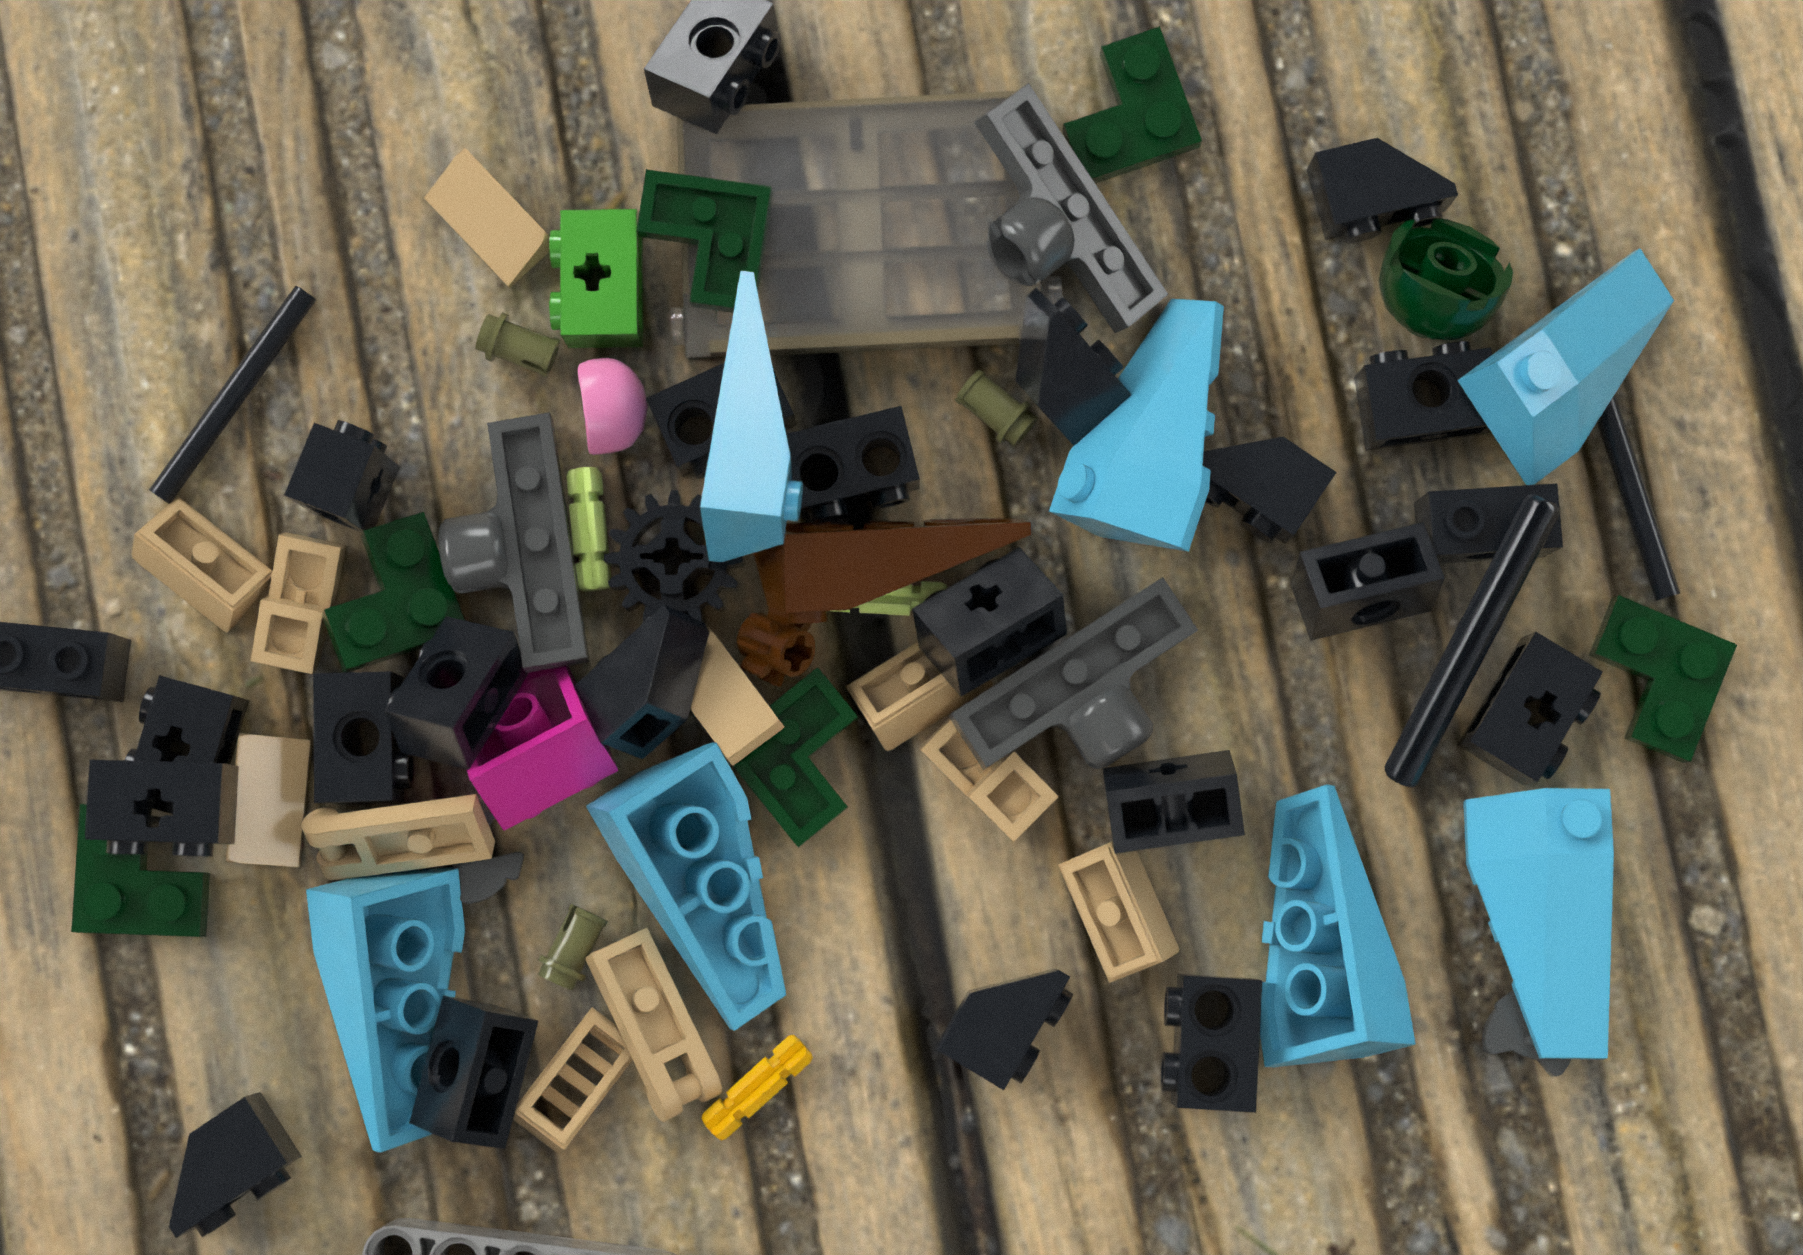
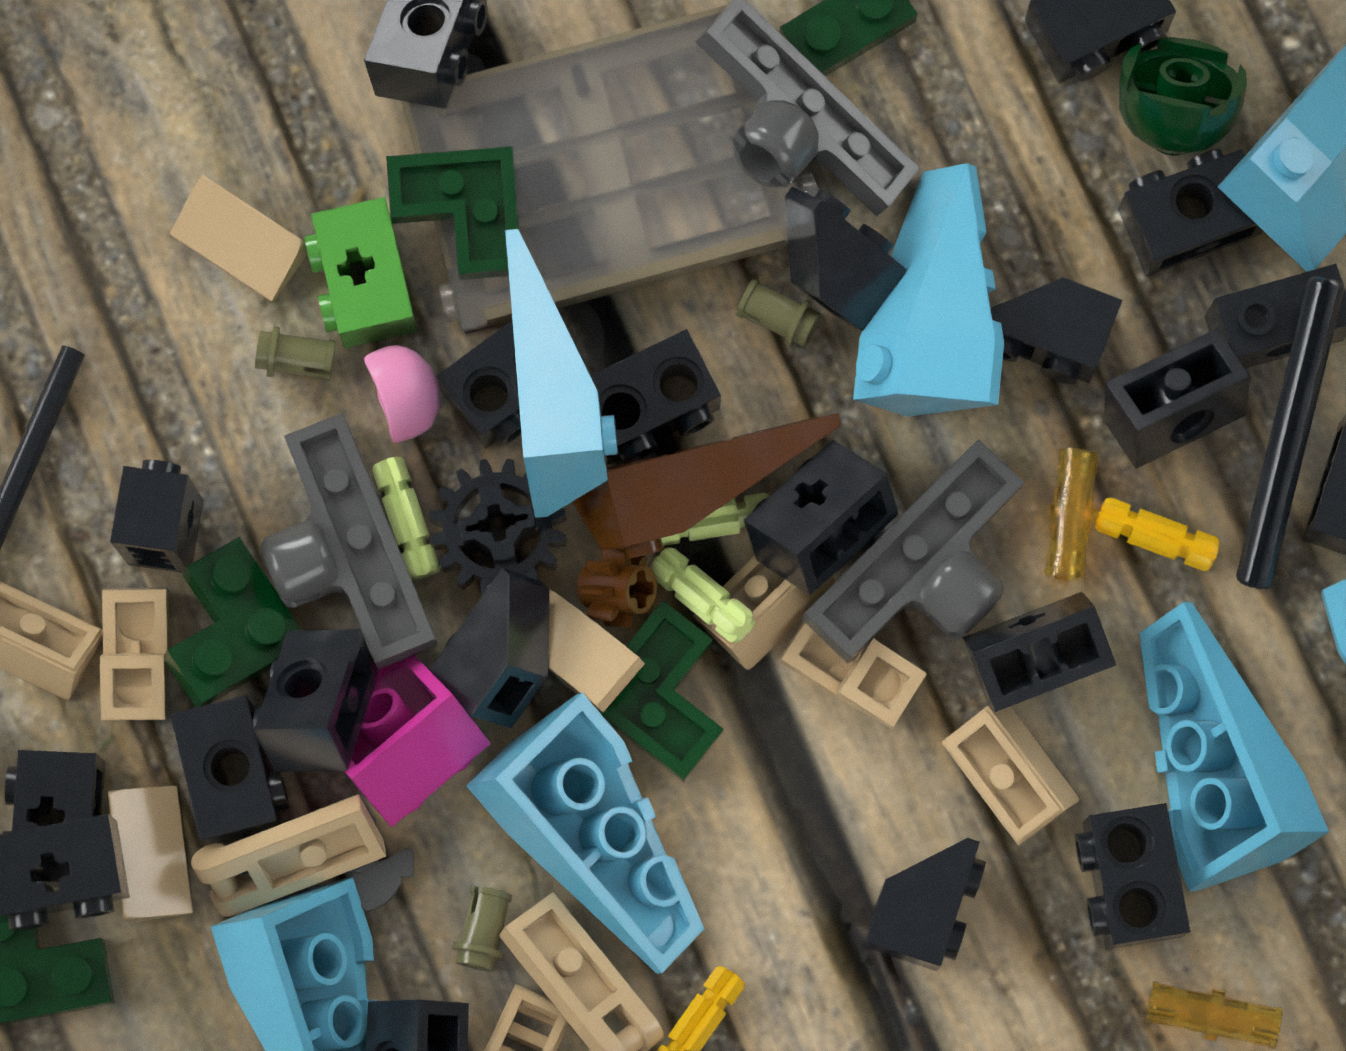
camera: 15 degrees left, 5 degrees down
(857, 670) = (702, 595): none -> yellowish green axle
(1237, 670) = (1071, 514): none -> clear yellow pin
(1260, 1193) = (1214, 1015): none -> clear yellow pin
(1317, 708) = (1157, 534): none -> yellow axle

